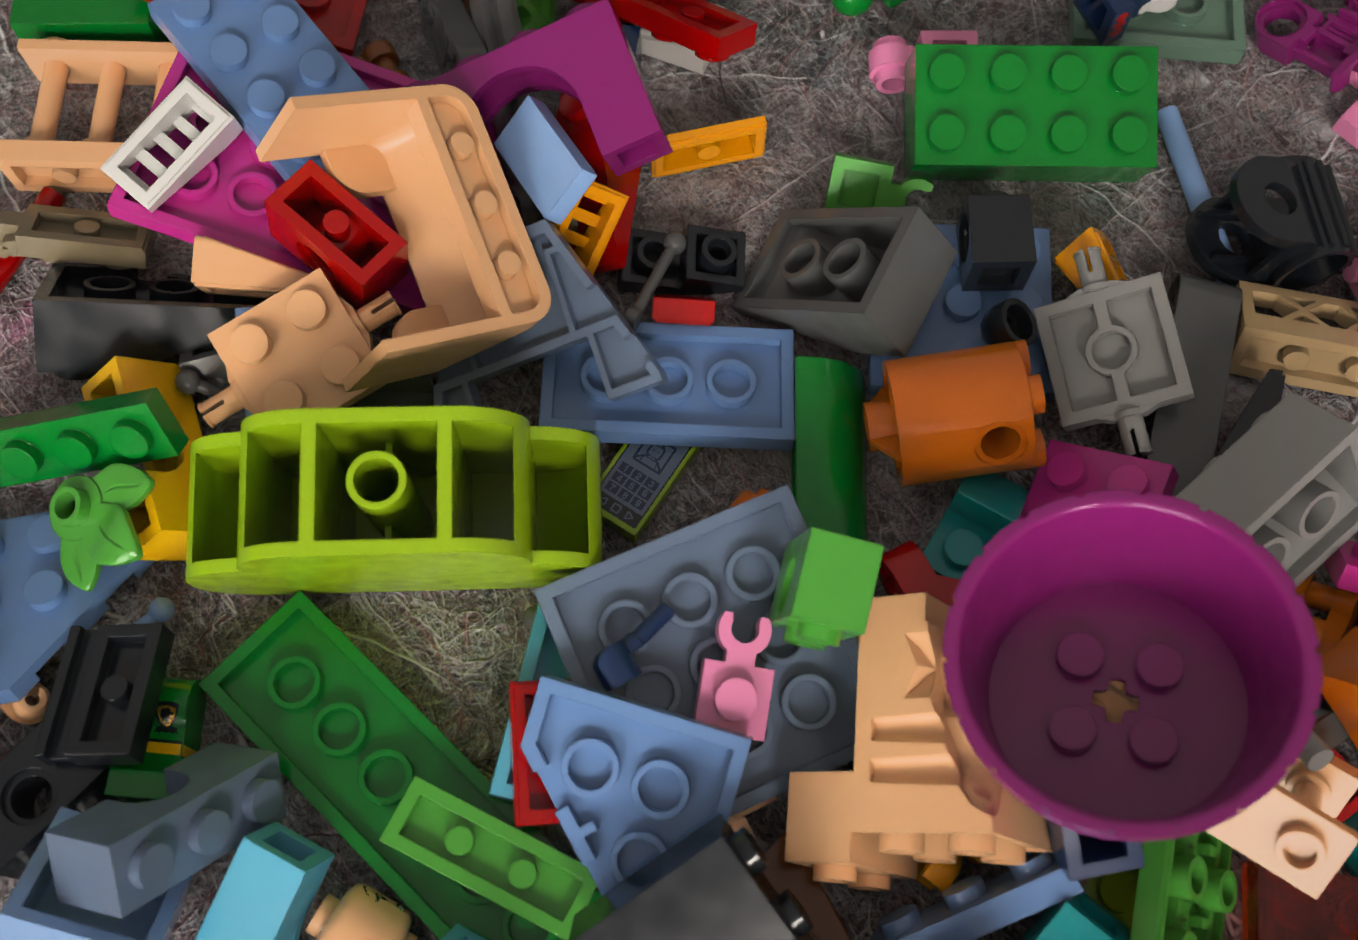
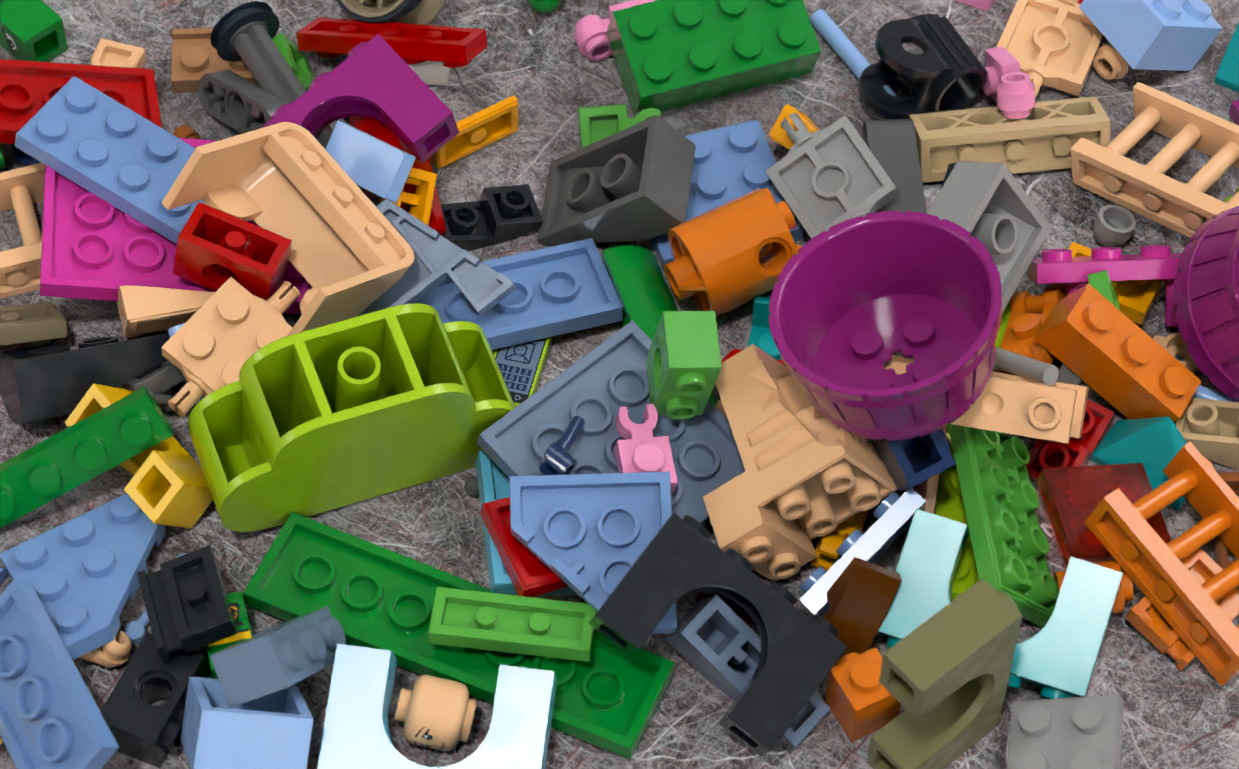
camera: 20 degrees left, 15 degrees down
(96, 521) = (132, 500): bright green plate -> none
(172, 114) = (88, 194): white slope -> none
(674, 244) = (478, 204): dark grey hinge -> none
(683, 309) = (503, 246): red tile -> none
(996, 242) = (721, 134): black brick -> none
(1008, 323) = (749, 179): black hinge -> none

